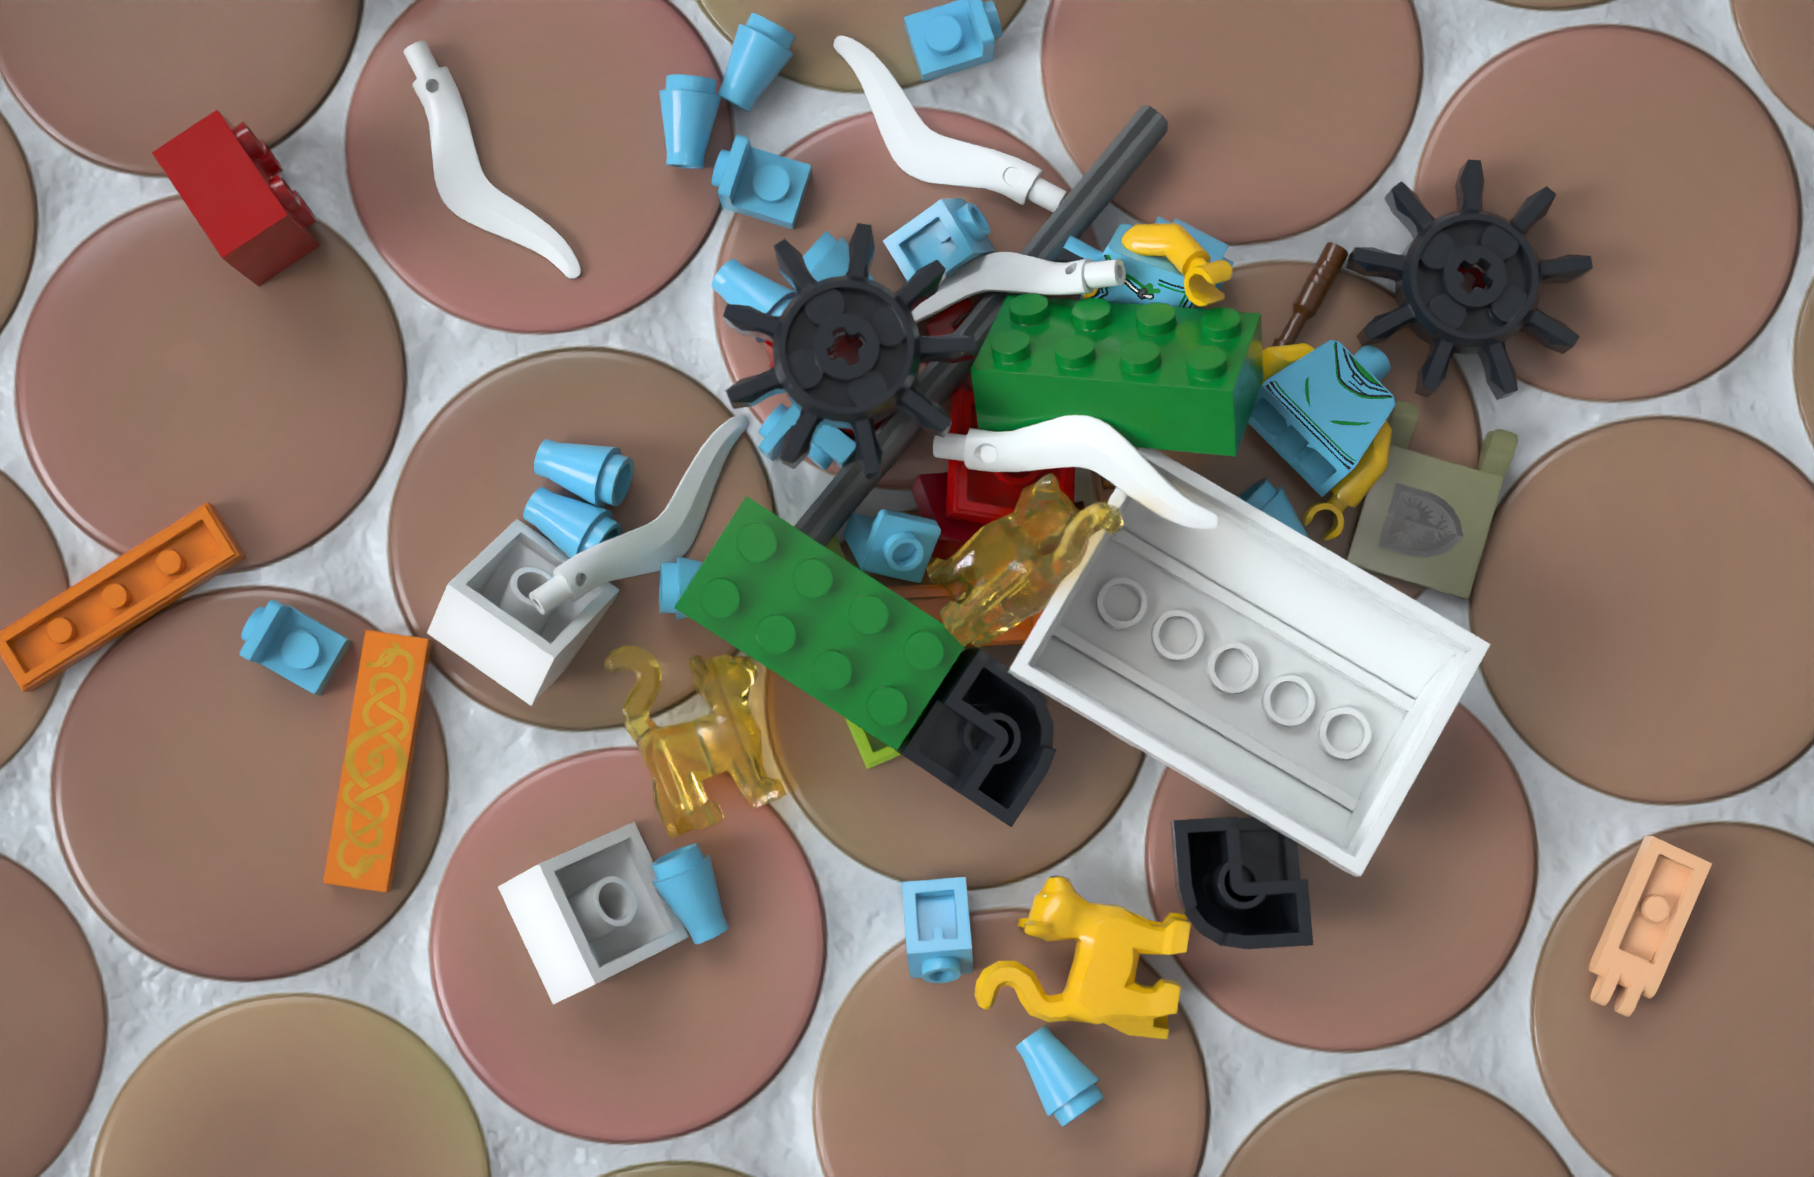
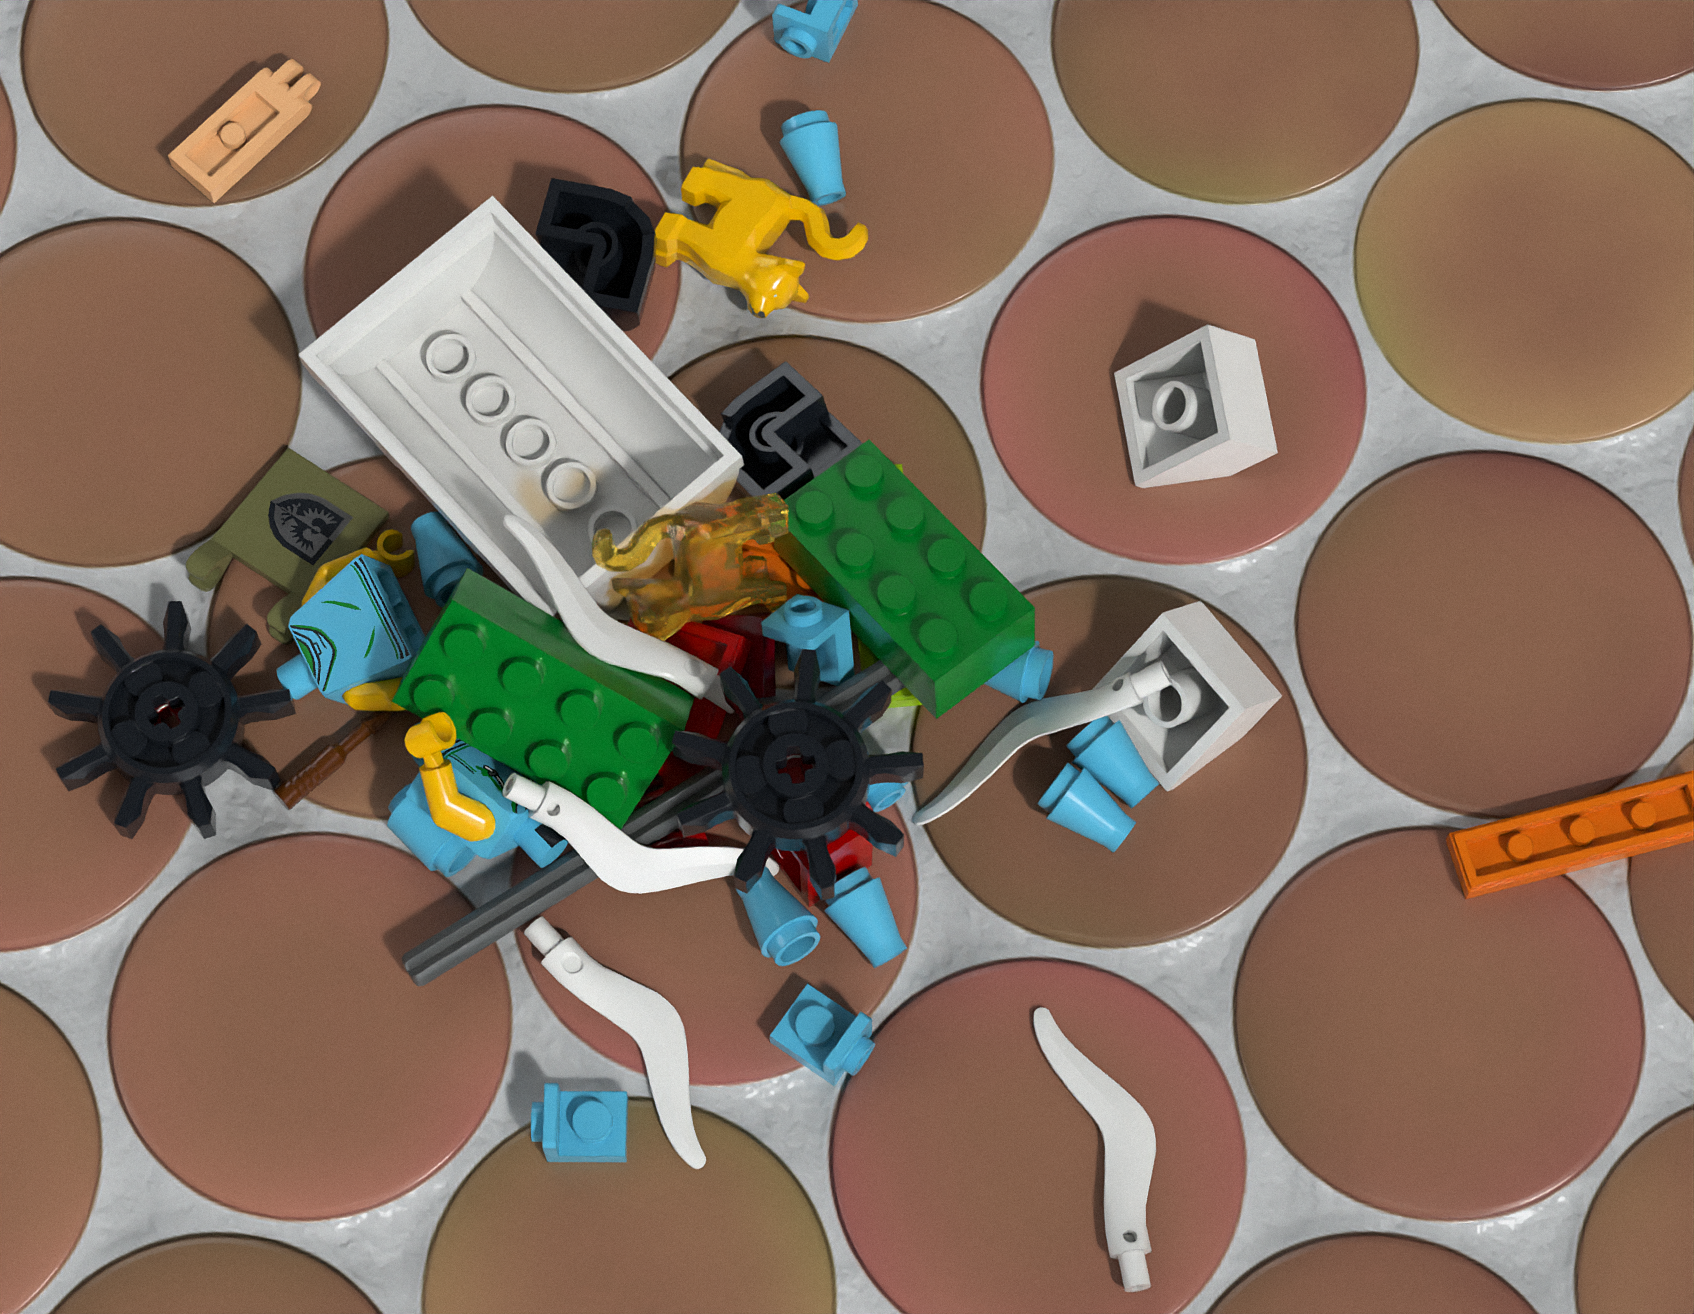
camera: 165 degrees left, 15 degrees down
(239, 196) = (1356, 1159): red brick -> none
(293, 645) = (1415, 733): medium azure bracket -> none
(378, 761) = (1362, 609): orange tile -> none
(688, 118) = (877, 1122): medium azure cone -> none
(690, 889) = (1100, 409): medium azure cone -> none
(697, 749) = (1055, 522): clear yellow animal -> none
(755, 60) = (790, 1159): medium azure cone -> none
(937, 929) = (881, 307): medium azure bracket -> none
(944, 232) = (666, 917): medium azure bracket -> none

